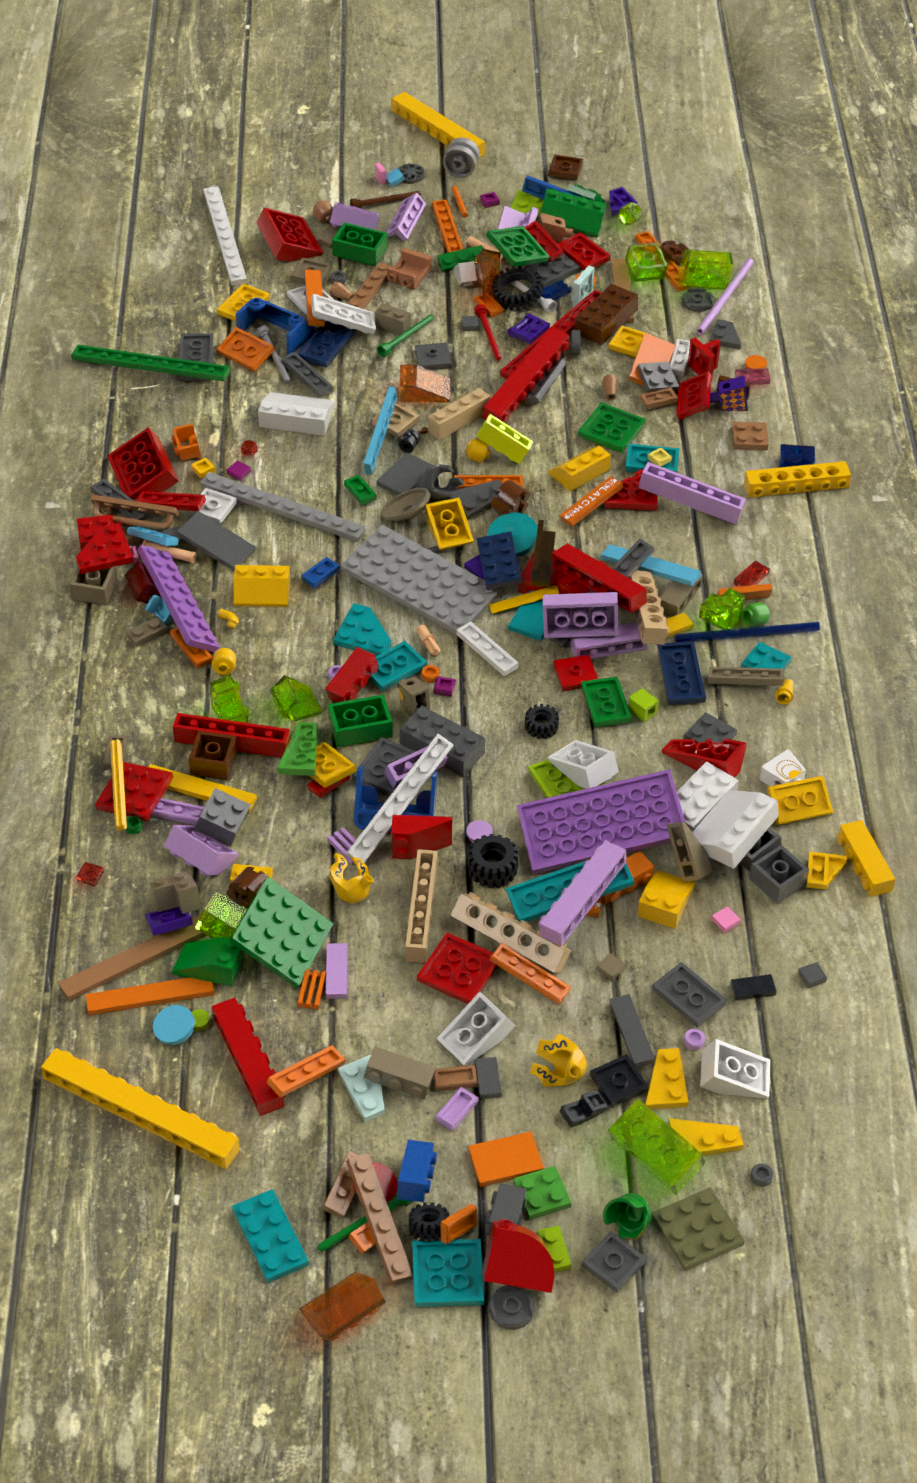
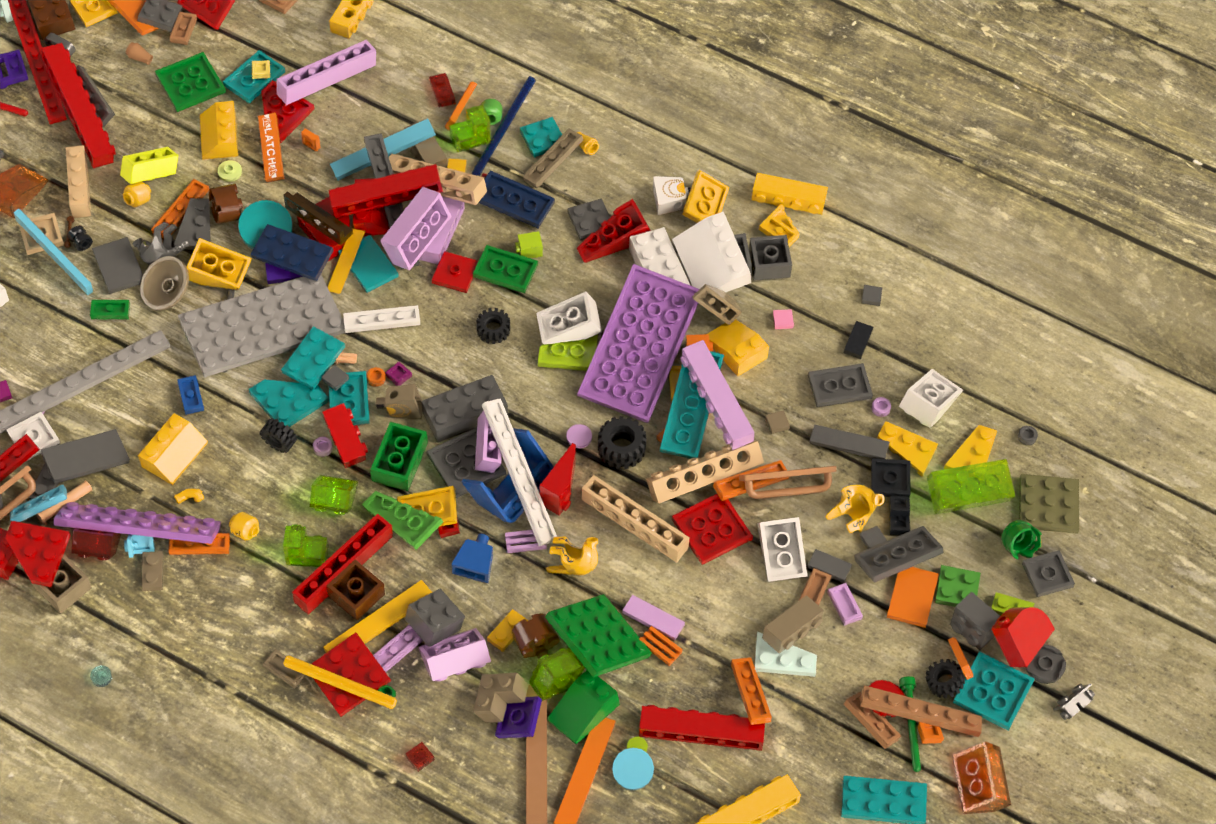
camera: 60 degrees left, 10 degrees up
(34, 649) = (101, 676): none -> clear light blue tile
(301, 819) = (474, 559): none -> blue torso
(319, 637) = (278, 435): none -> black tyre
(402, 645) = (335, 377): none -> dark grey tile
(410, 622) = (313, 358): none -> teal plate
(416, 1171) = (896, 661): blue brick -> none
(495, 1351) = (1080, 695): none -> hinge
(523, 964) = (788, 491): none -> medium nougat piece
(537, 1123) = (898, 554): none -> dark grey plate
(543, 1098) = (872, 537): none -> dark grey tile
(551, 492) = (229, 171): none -> yellowish green piece
(621, 520) = (310, 140): none -> orange tile

